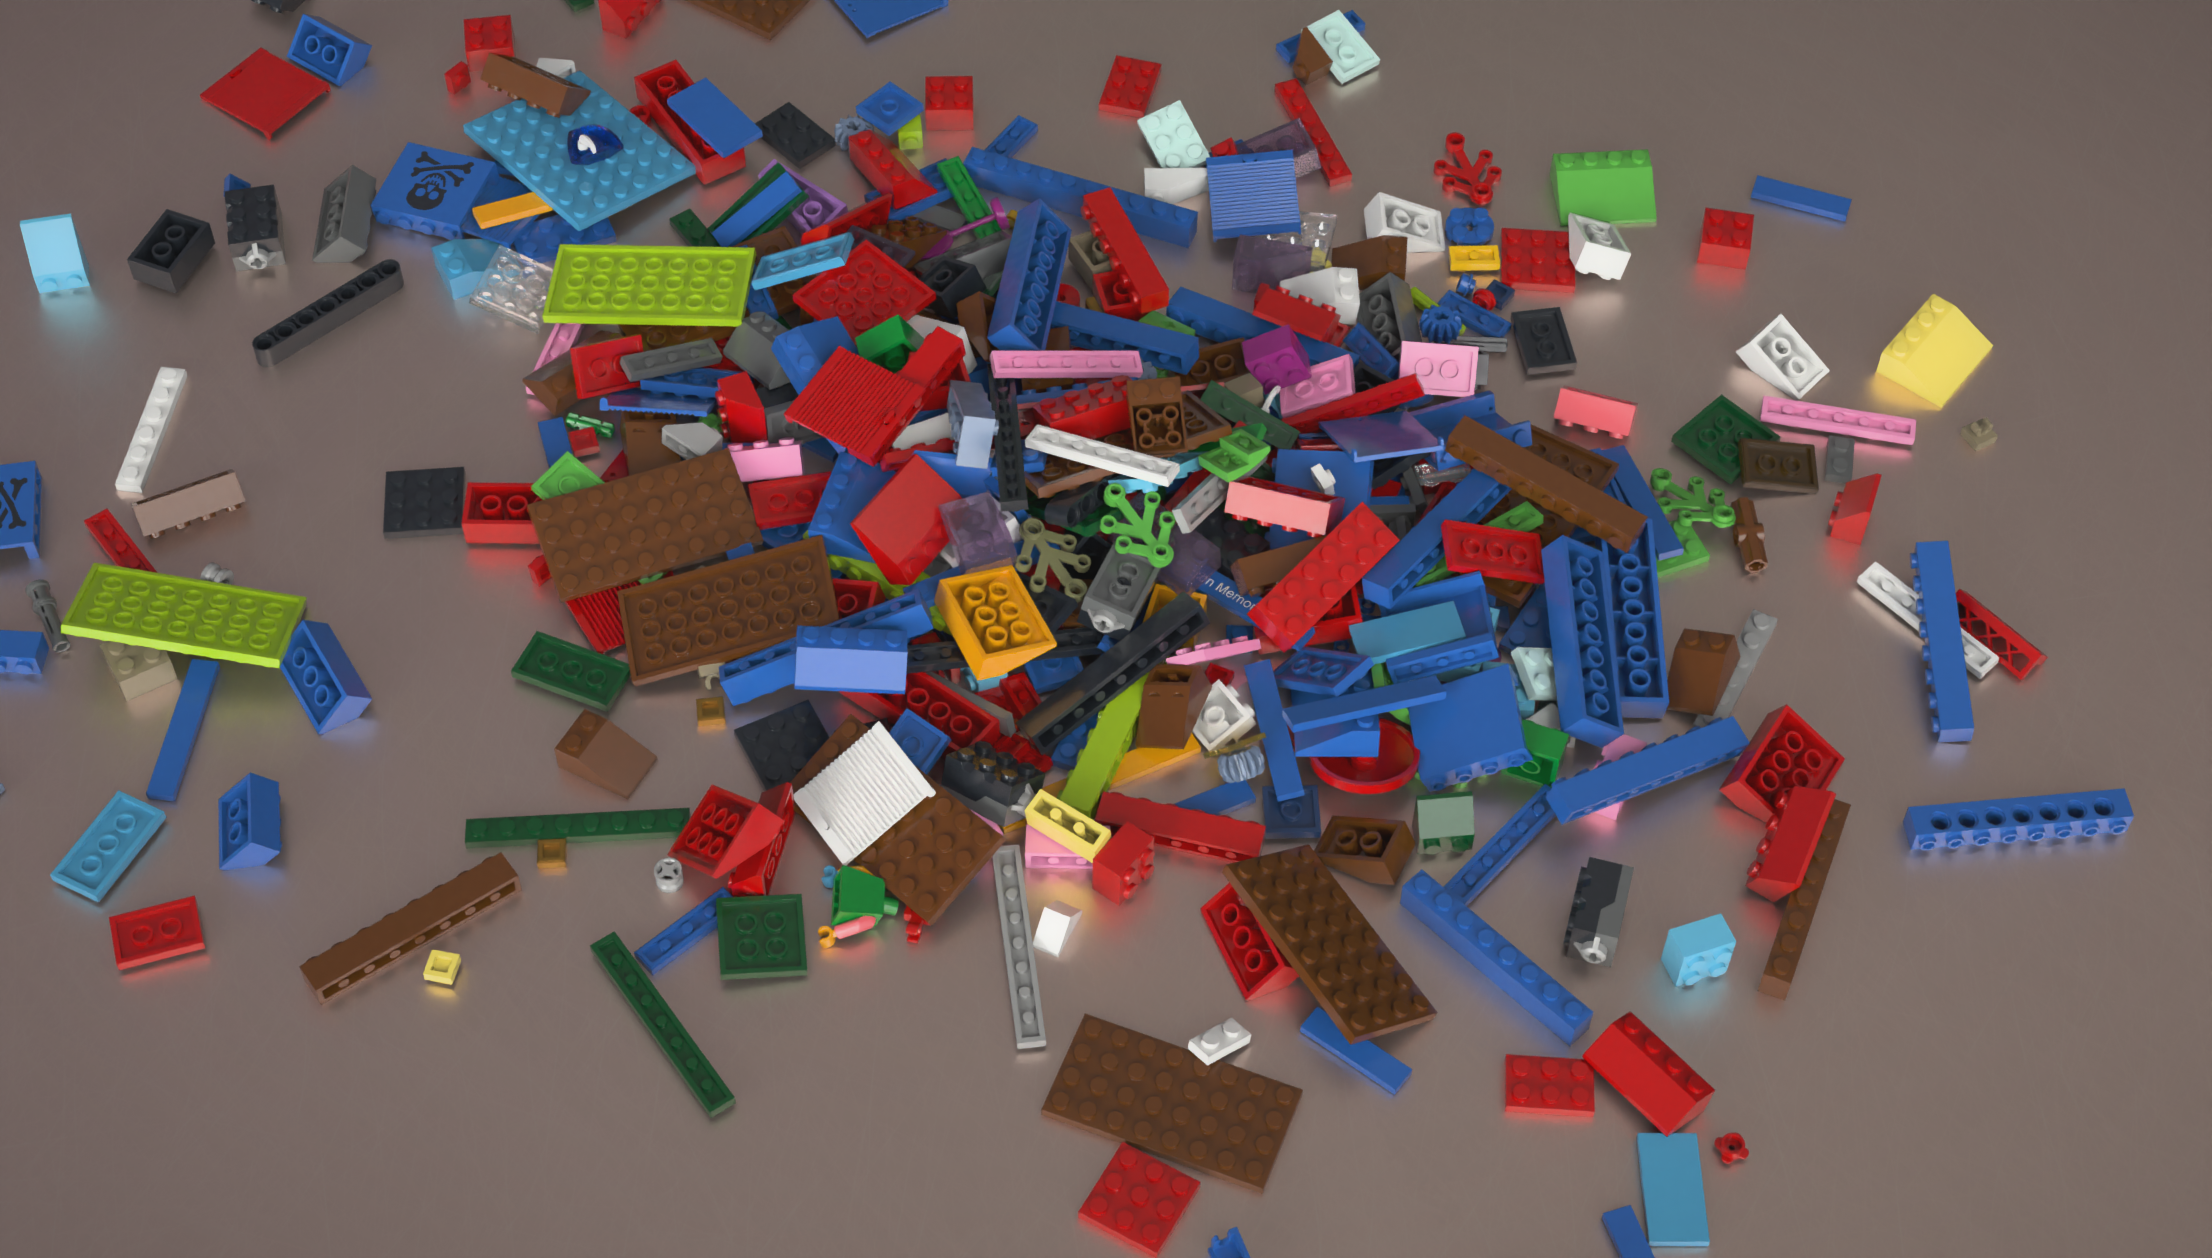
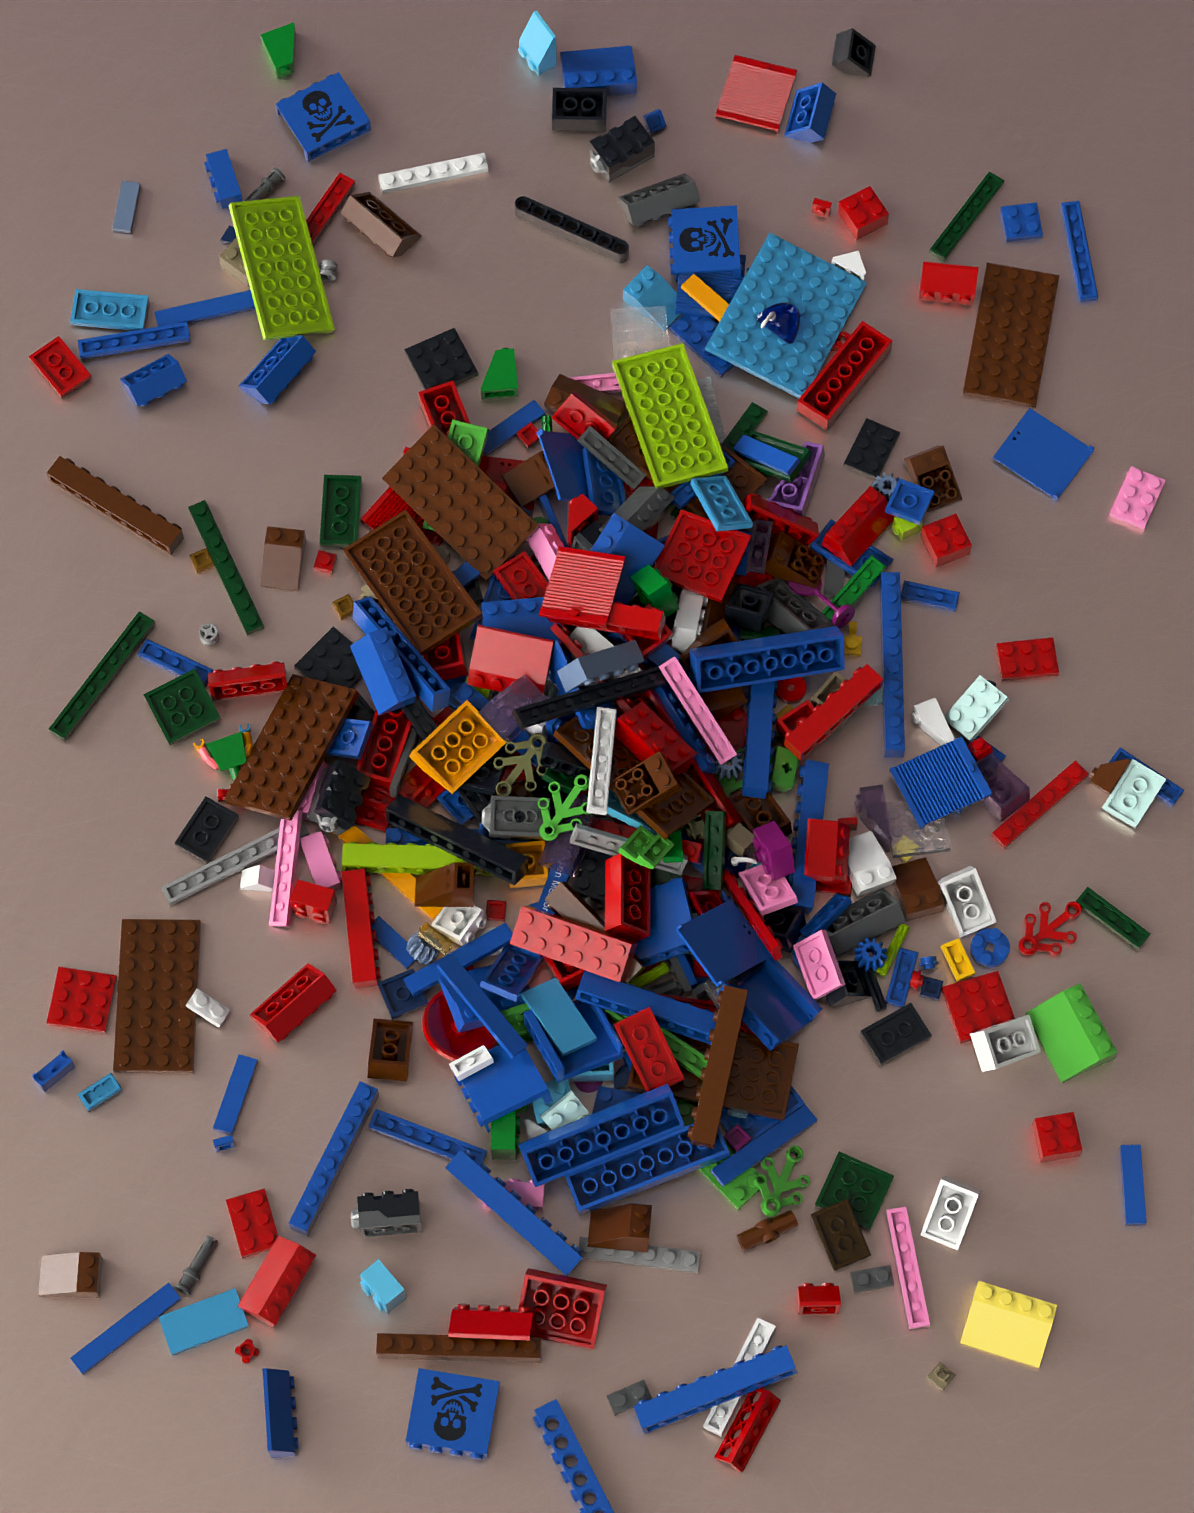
camera: 70 degrees right, 15 degrees up
(91, 671) = (229, 235): none -> dark blue tile
(128, 217) = (600, 68): none -> blue slope
(173, 831) = (133, 340): none -> blue plate
(442, 966) = (95, 535): light yellow plate -> none
(485, 442) = (501, 376): none -> green slope
(533, 84) = (824, 260): reddish brown slope -> none
(634, 713) = (325, 562): none -> red plate
(691, 439) = (541, 503): light grey slope -> none
(714, 117) = (843, 390): blue tile -> none
(724, 832) = (237, 652): red slope -> none
(851, 84) = (933, 471): none -> reddish brown slope
(862, 793) = (297, 721): white door -> none
(956, 965) = (206, 830): none -> black plate
(1066, 825) = (318, 854): light yellow brick -> none
(1066, 886) = (285, 871): none -> bright pink plate
(1220, 650) = (497, 896): bright pink plate -> none
(1289, 1216) = (99, 1092): none -> dark azure plate
(1323, 479) = (660, 916): white plate -> none
(1329, 943) = (299, 1049): reddish brown plate -> none
(1424, 1081) = (224, 1143): none -> blue tile
(1429, 750) = (471, 1063): none -> white plate
(1443, 823) = (423, 1094): slope -> none
(1480, 112) = (1113, 918): none -> dark green plate
(1595, 411) = (842, 1090): coral slope -> none
(1600, 1180) = (191, 1274): none -> dark grey pin
(1837, 1132) = (279, 1413): none -> blue slope
(1893, 928) = (452, 1413): none -> blue panel
(1919, 741) = (628, 1397): none -> dark grey plate

